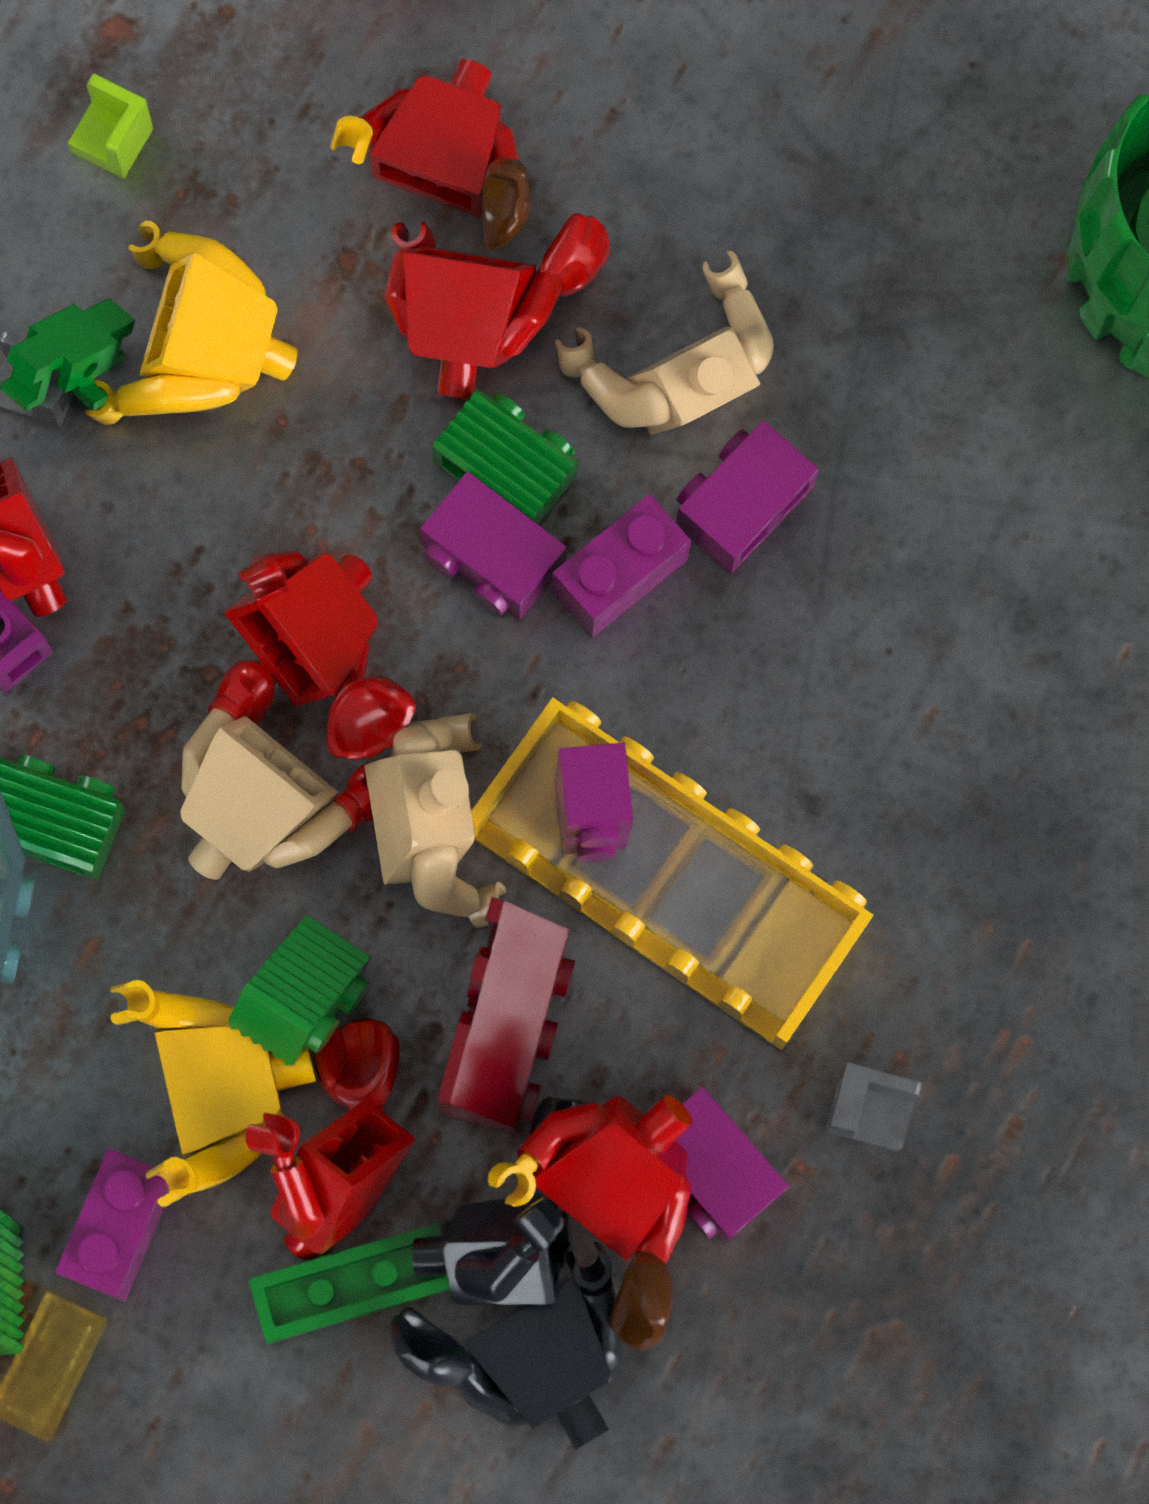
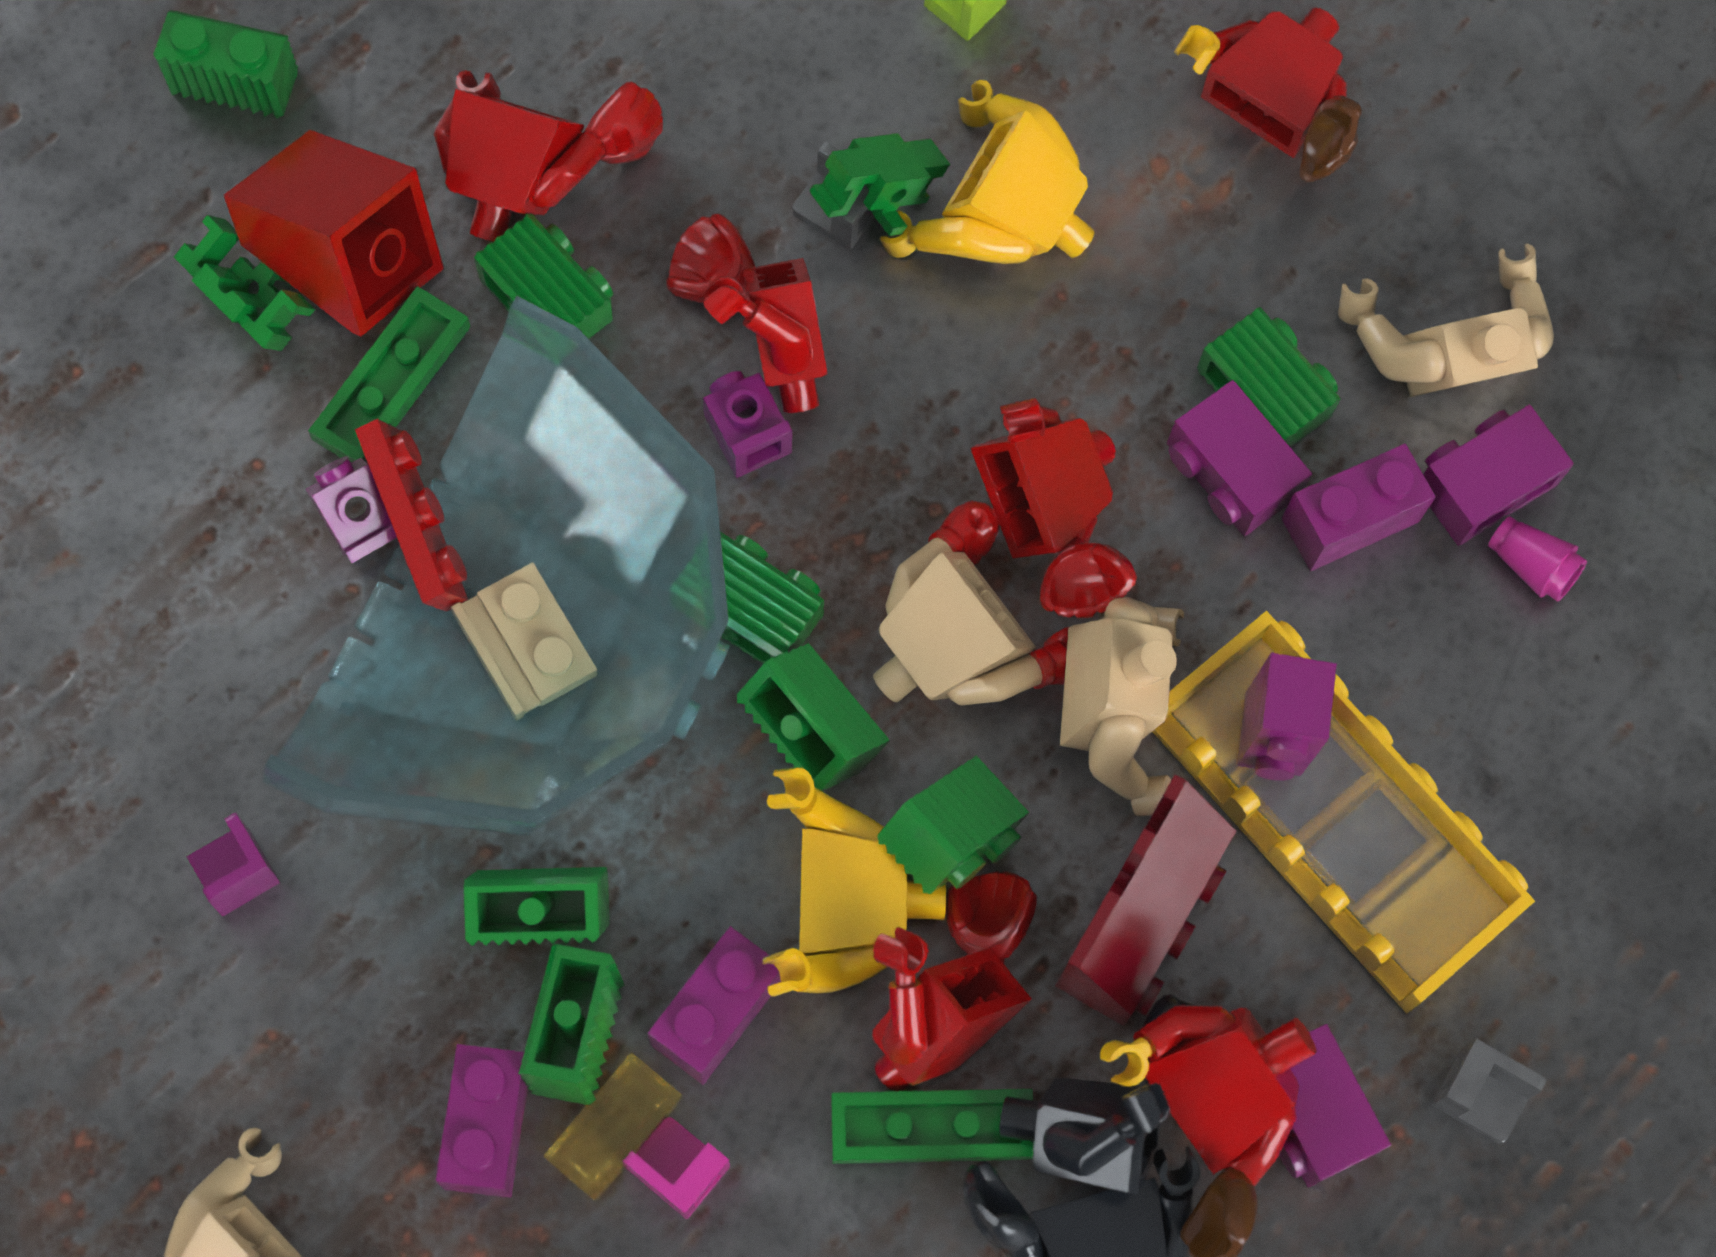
camera: 15 degrees right, 5 degrees down
(119, 1388) = (677, 1166): none -> dark pink panel
(137, 920) = (812, 717): none -> green brick
(480, 306) = (1285, 234): red torso -> none
(808, 568) = (1538, 558): none -> dark pink cone

